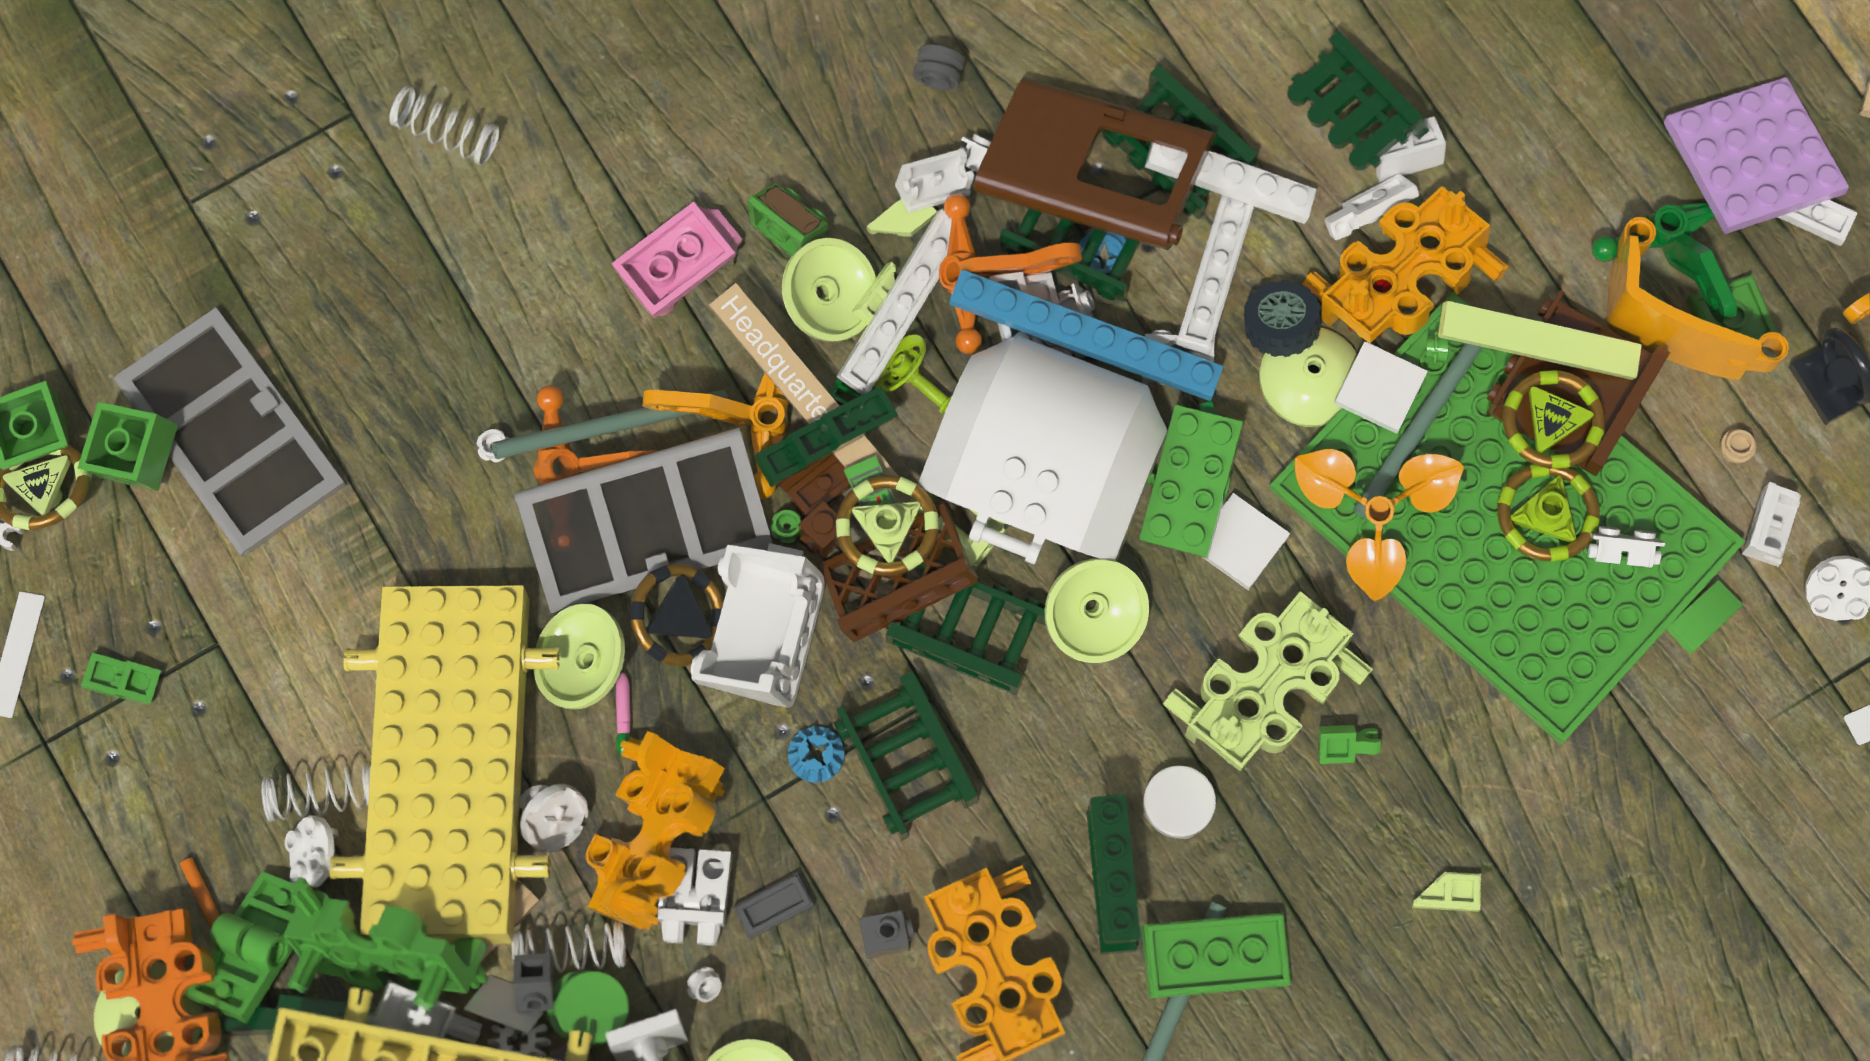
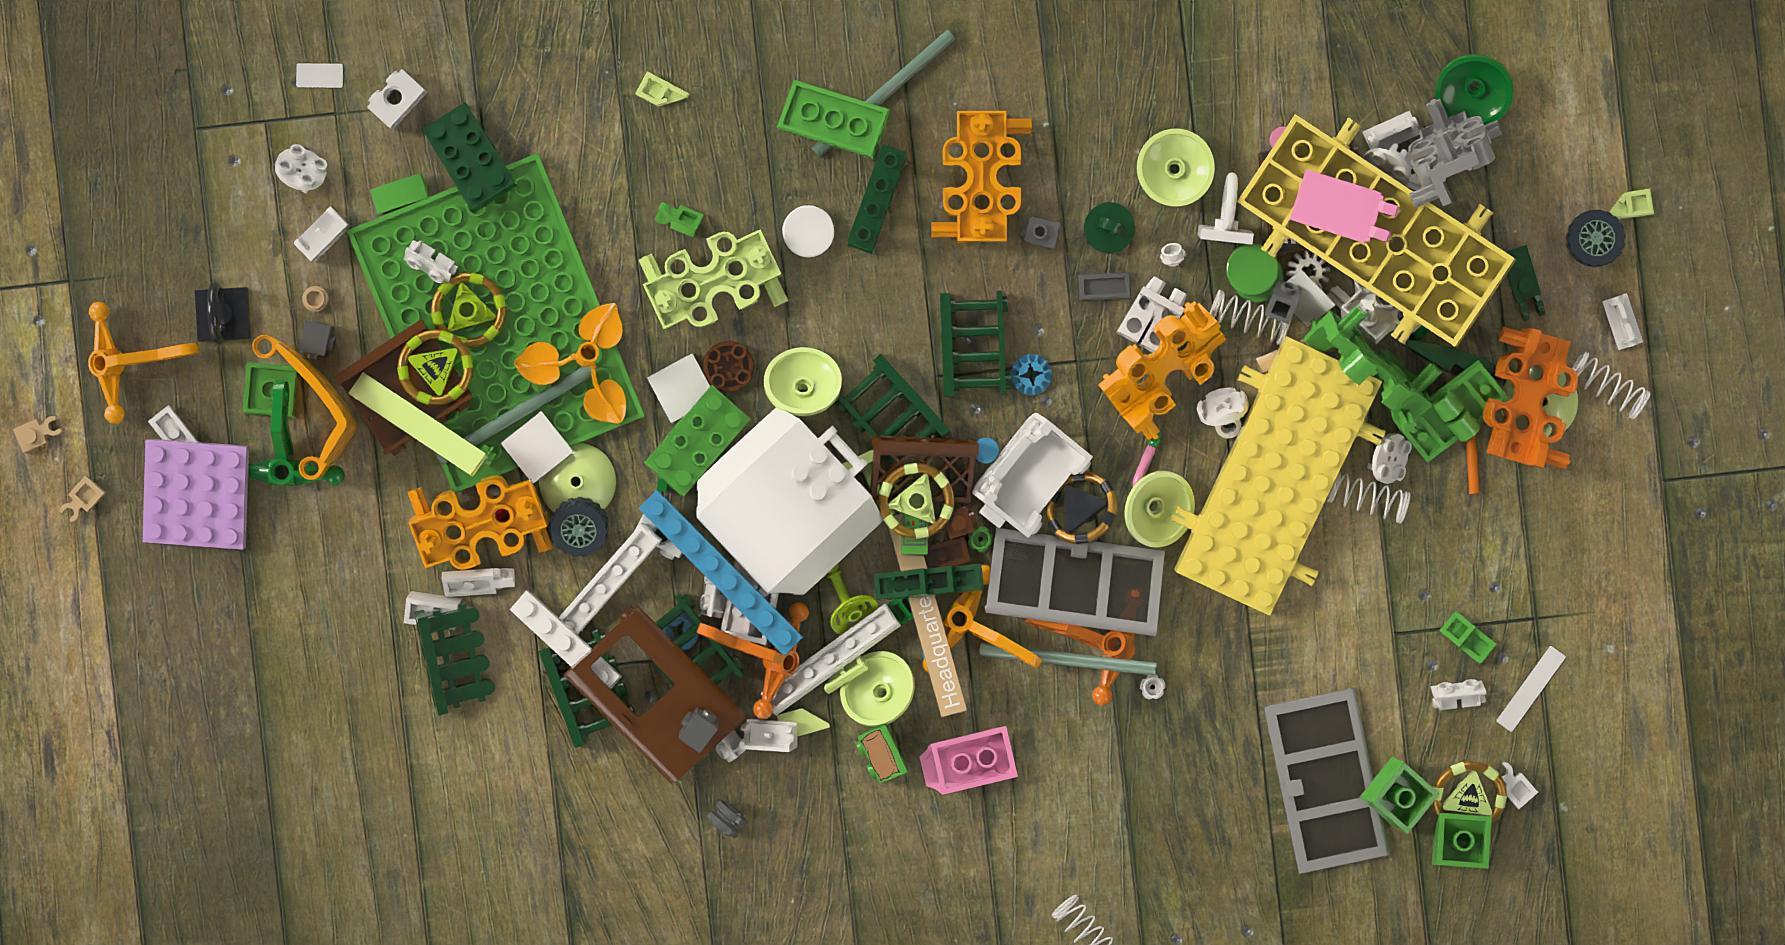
camera: 160 degrees left, 15 degrees up
(94, 612) = (1446, 694): none -> white hinge
(801, 983) = (1109, 227): none -> dark green tile
(828, 636) = (987, 450): none -> dark azure tile
(1023, 139) = (698, 728): none -> dark grey brick
(1196, 593) = (728, 366): none -> reddish brown tile
(1644, 697) = (469, 157): none -> dark green plate
(1710, 397) = (317, 340): none -> dark grey brick
(1756, 744) = (411, 96): none -> white brick

